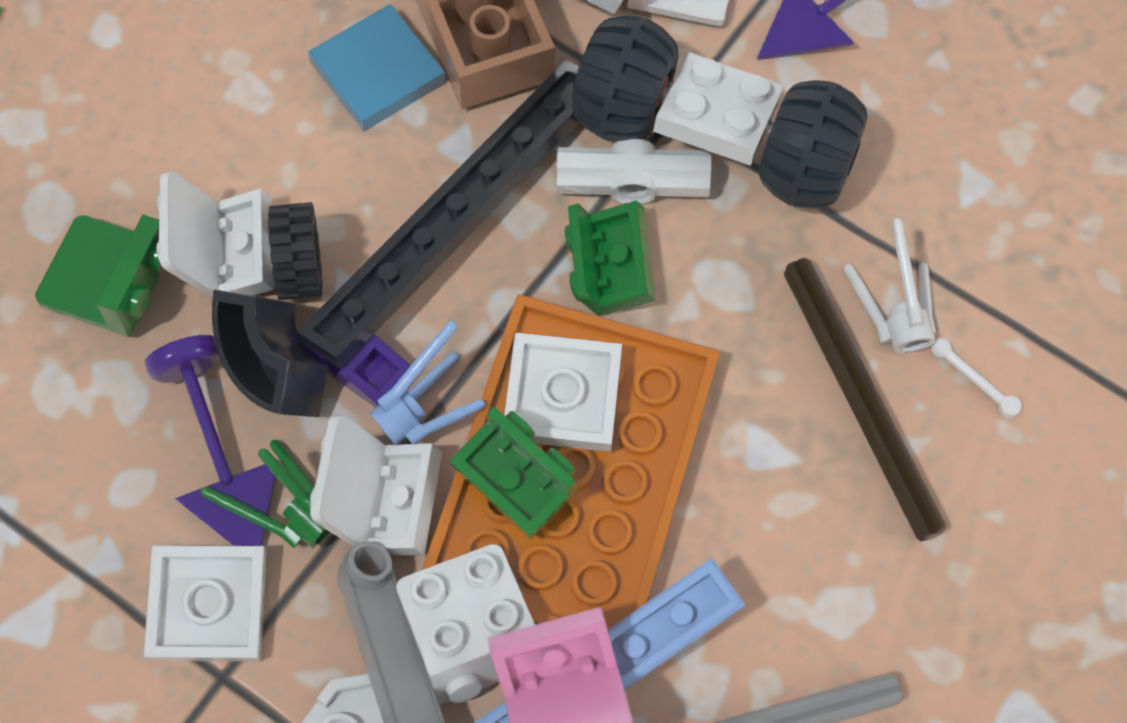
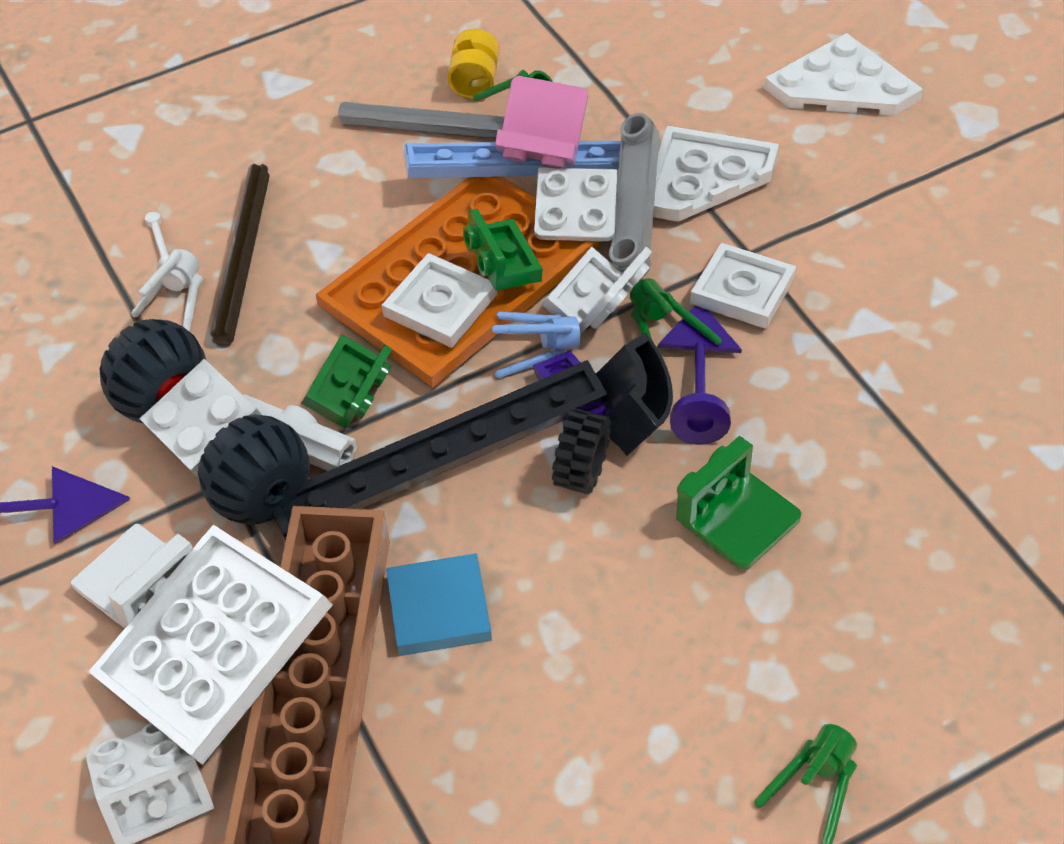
camera: 150 degrees left, 15 degrees down
(213, 241) = (635, 488): white bracket -> none

